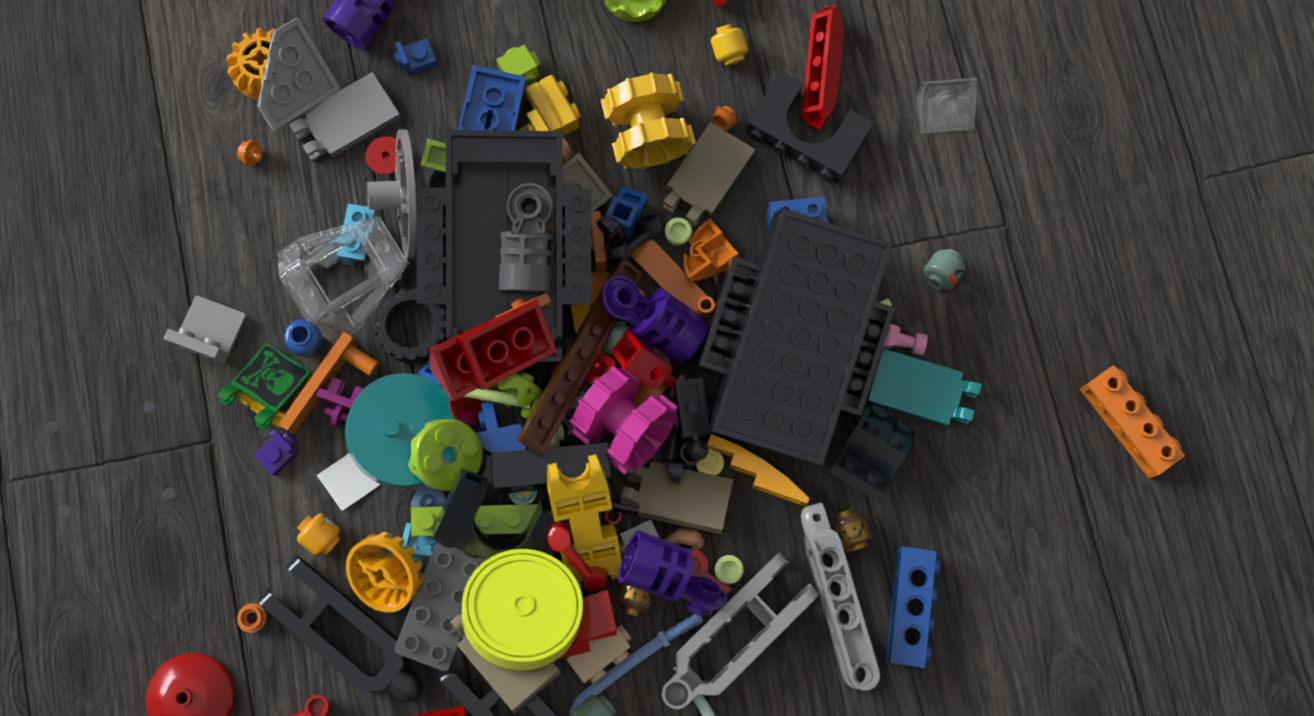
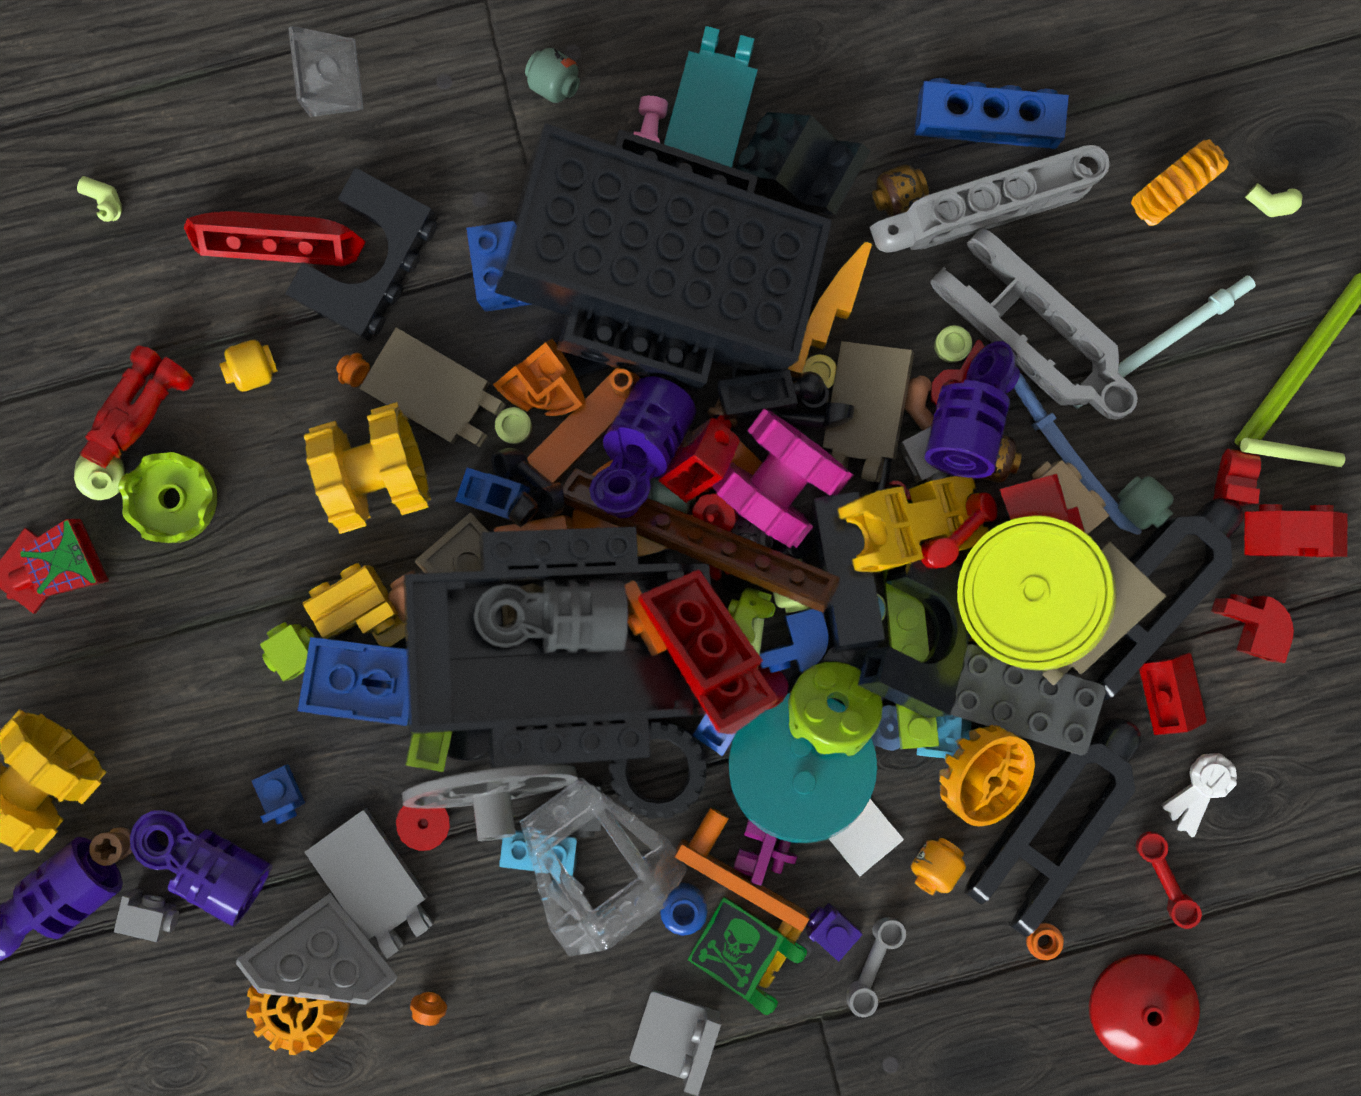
camera: 85 degrees left, 10 degrees up
(225, 471) = (888, 934): none -> light grey bar

